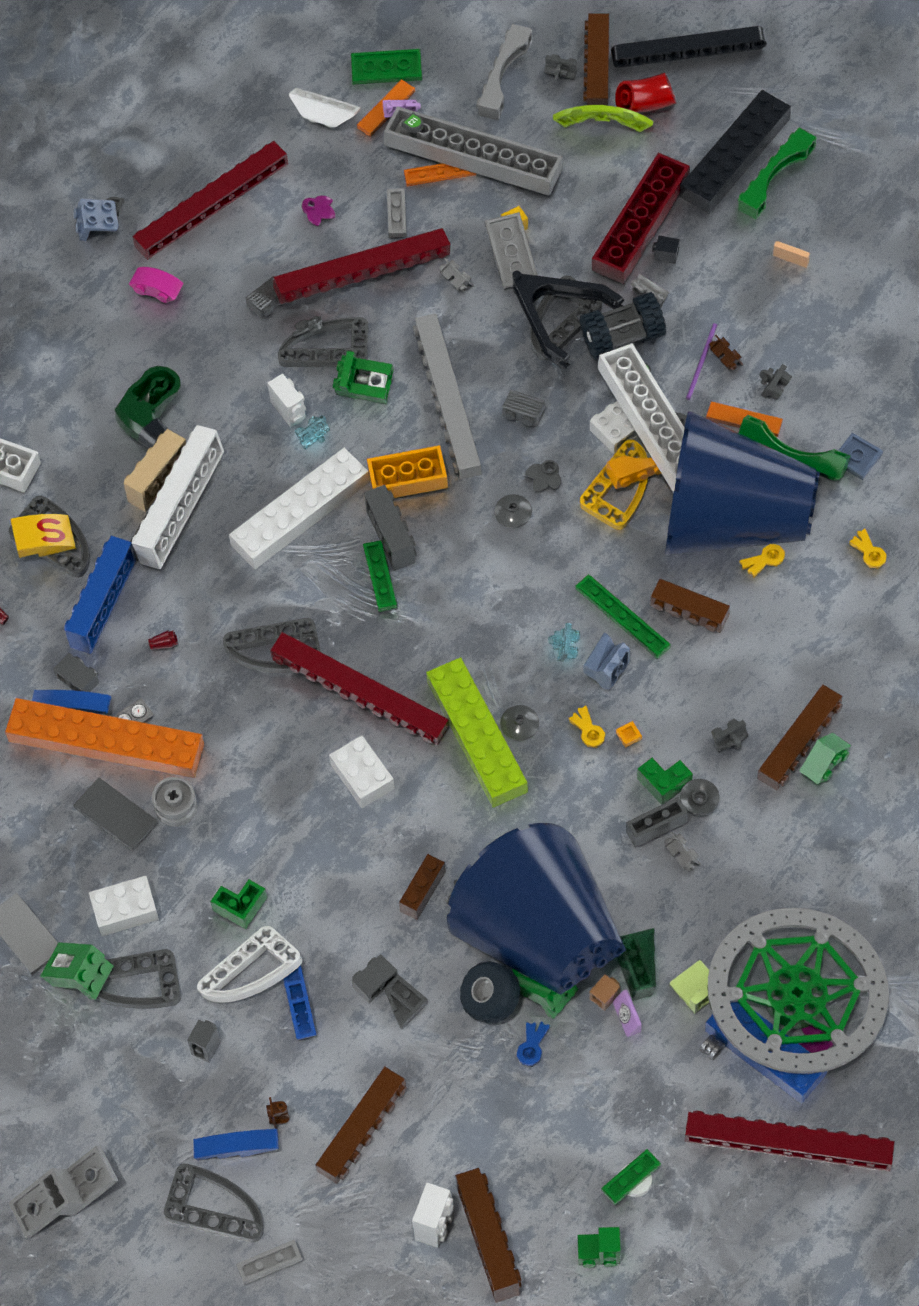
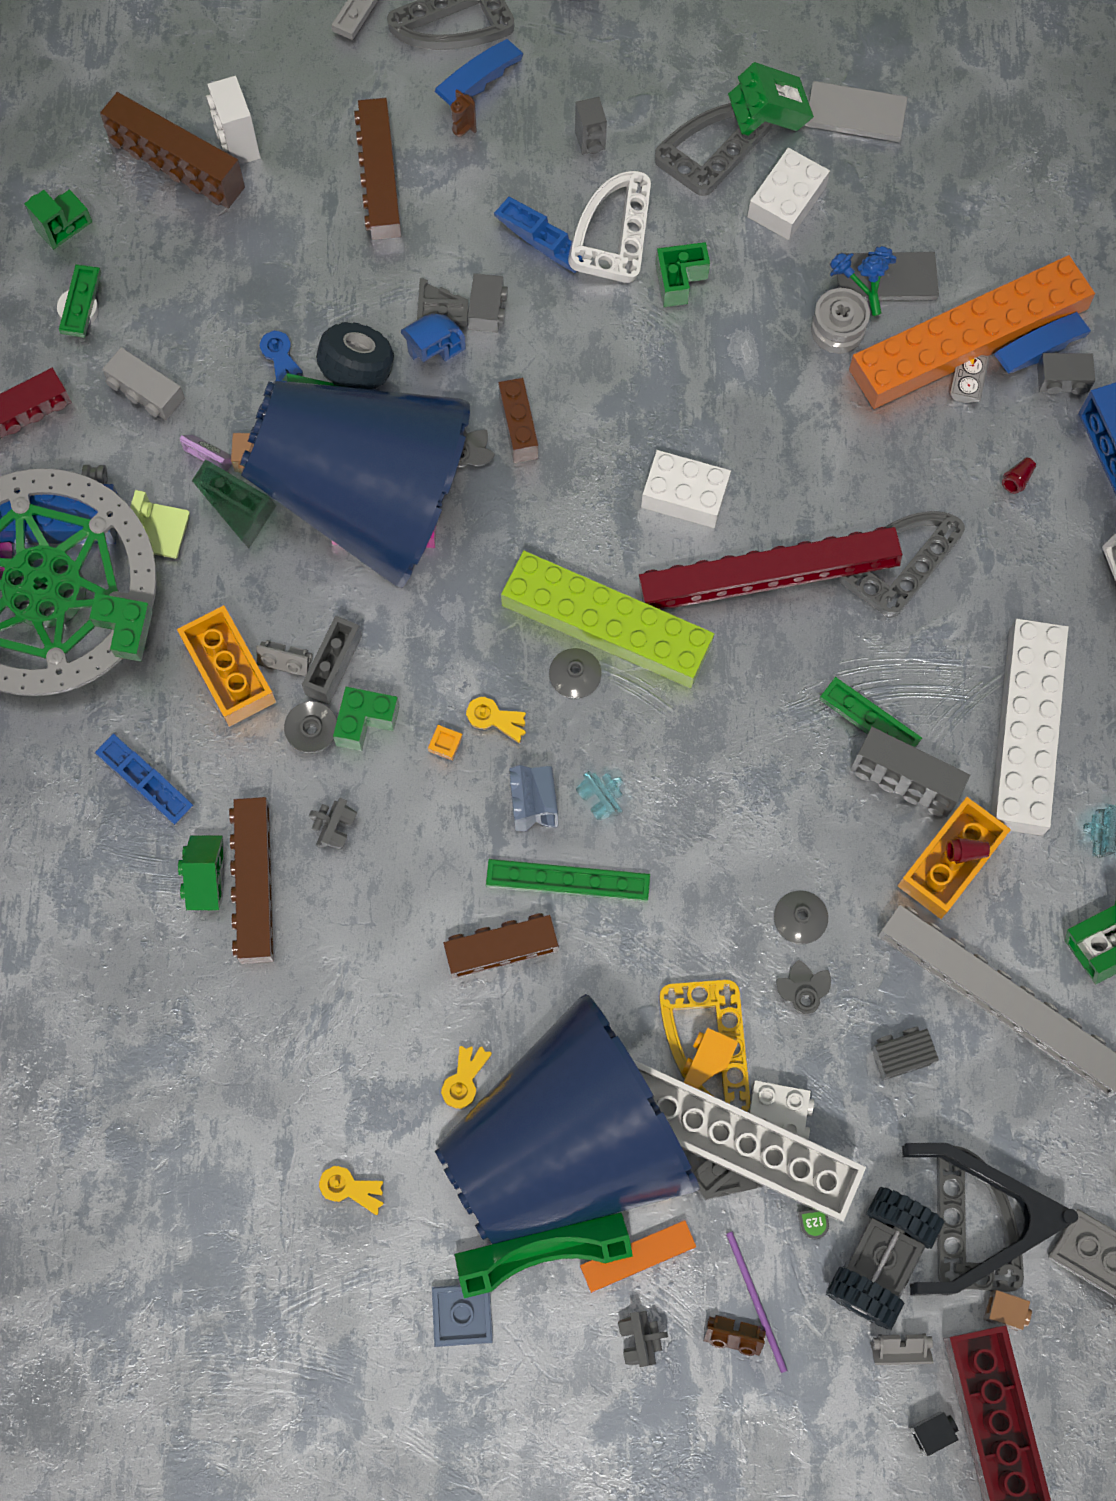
camera: 135 degrees right, 10 degrees up
(132, 801) = (872, 266): none -> blue plant
(402, 461) = (965, 850): none -> dark red cone
(430, 972) = (433, 335): none -> blue brick
(582, 269) = (1008, 1310): none -> medium nougat brick
(634, 1087) = (143, 384): none -> light grey brick
(721, 864) = (226, 665): none -> light orange brick
(764, 913) = (129, 621): none -> green brick
(820, 840) = (143, 779): none -> blue slope

